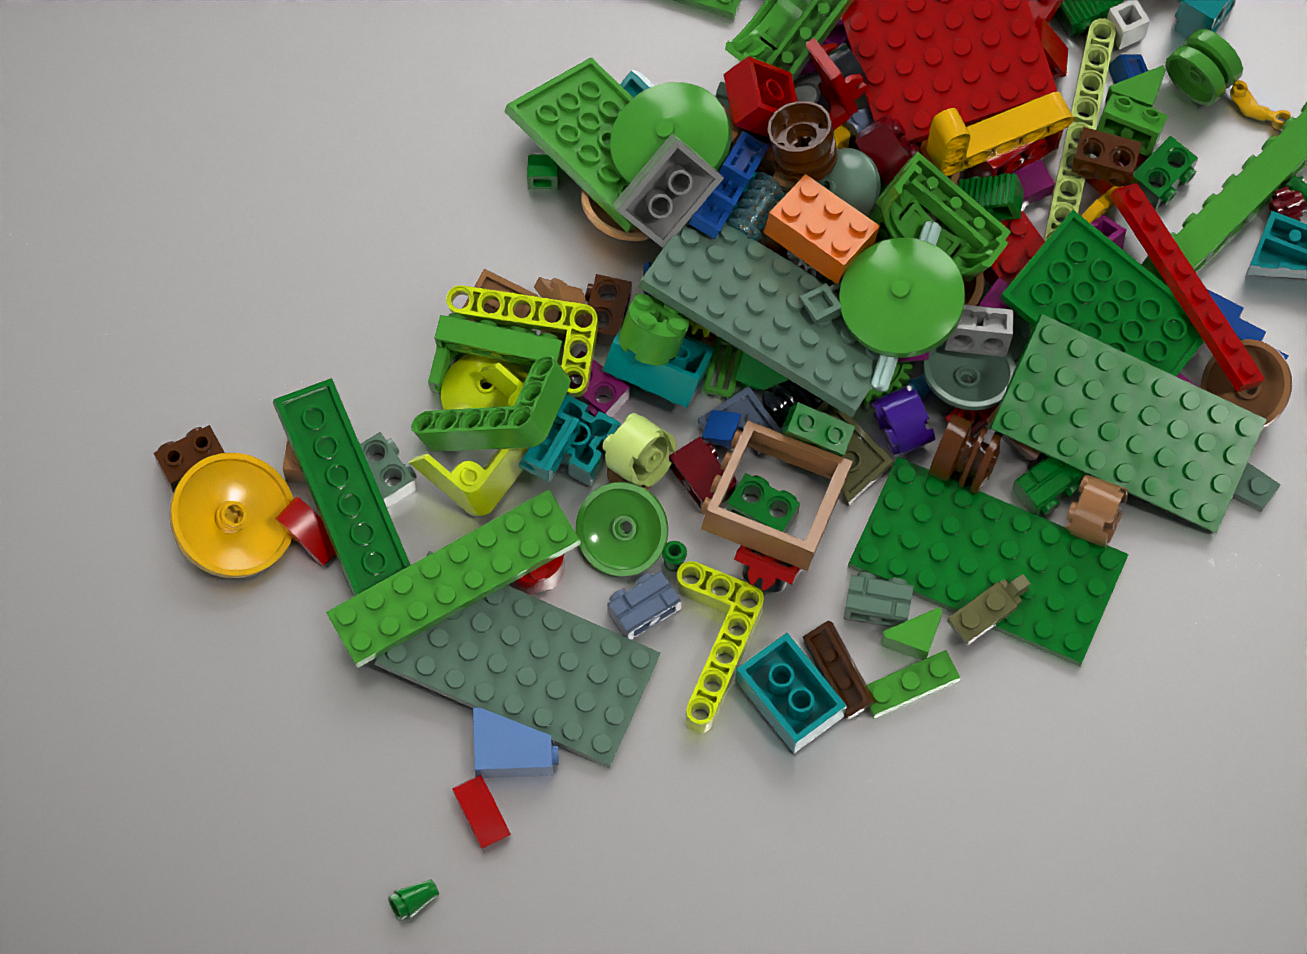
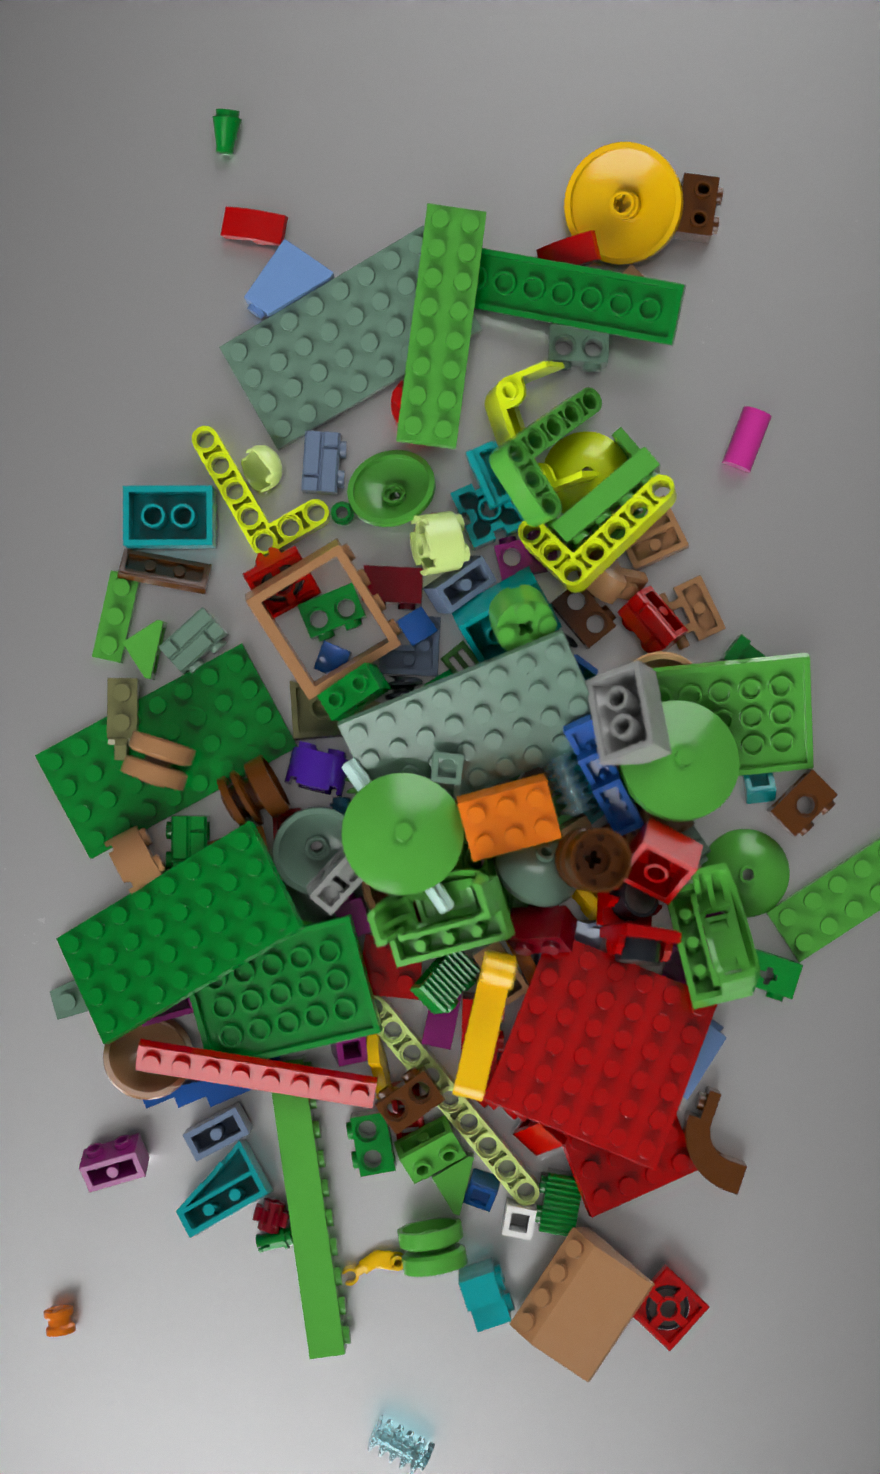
camera: 125 degrees right, 20 degrees up
(359, 289) = (747, 438): none -> dark pink brick
(529, 229) = (698, 609): none -> medium nougat plate
(570, 250) = (652, 621): none -> red brick
(637, 57) = (785, 808): none -> reddish brown brick
(666, 411) = (459, 586): none -> sand blue brick
(688, 650) = (262, 468): none -> yellowish green hair
(694, 55) = (764, 856): none -> bright green dish
(801, 482) = (331, 657): none -> blue slope
(1002, 541) = (158, 760): none -> medium nougat wheel
(1258, 290) = (217, 1131): none -> sand blue brick

